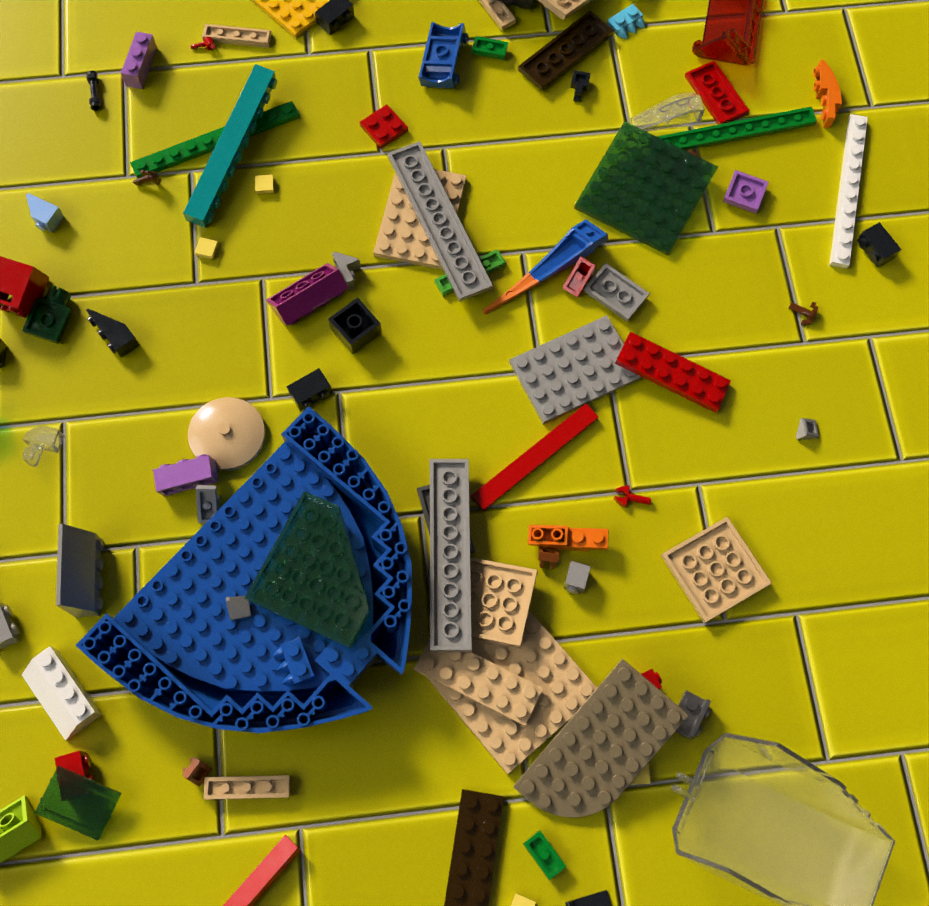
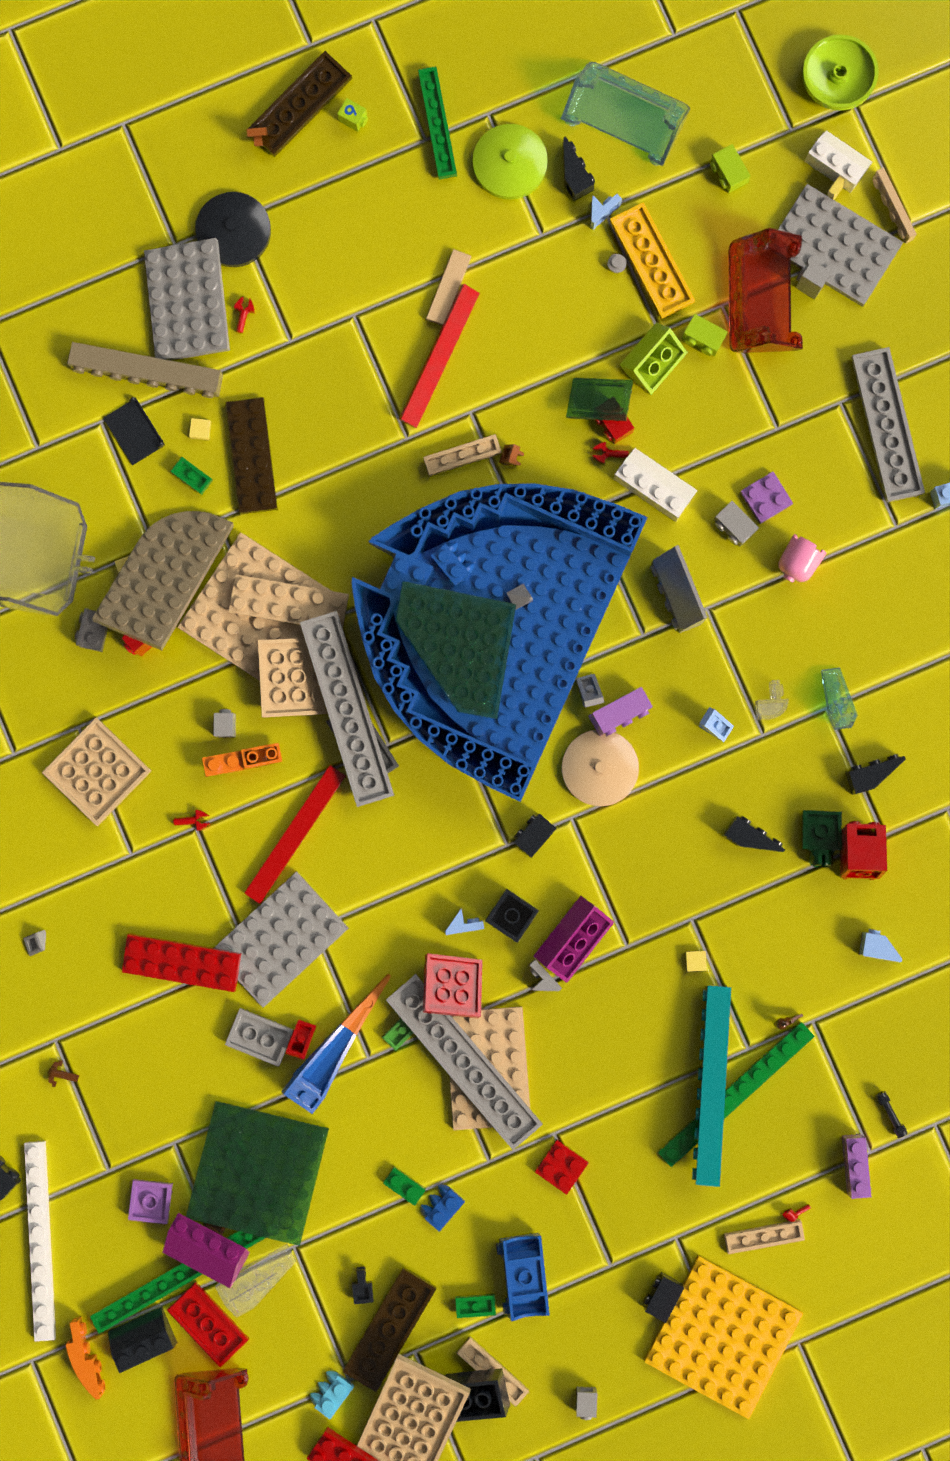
camera: 170 degrees right, 15 degrees up
(94, 743) = (608, 453): none -> red bar
(103, 441) = (716, 724): none -> light blue slope
(264, 184) = (664, 1055): light yellow tile -> none
(406, 331) = (458, 925): none -> light blue slope
(428, 280) = (452, 986): none -> plate
(494, 123) = (443, 1207): none -> blue plate
(521, 147) = (404, 1186): none -> green plate
(549, 555) = (256, 737): dark orange tile -> none
(705, 138) = (205, 1250): none -> magenta slope
(775, 93) = (141, 1339): none -> black slope

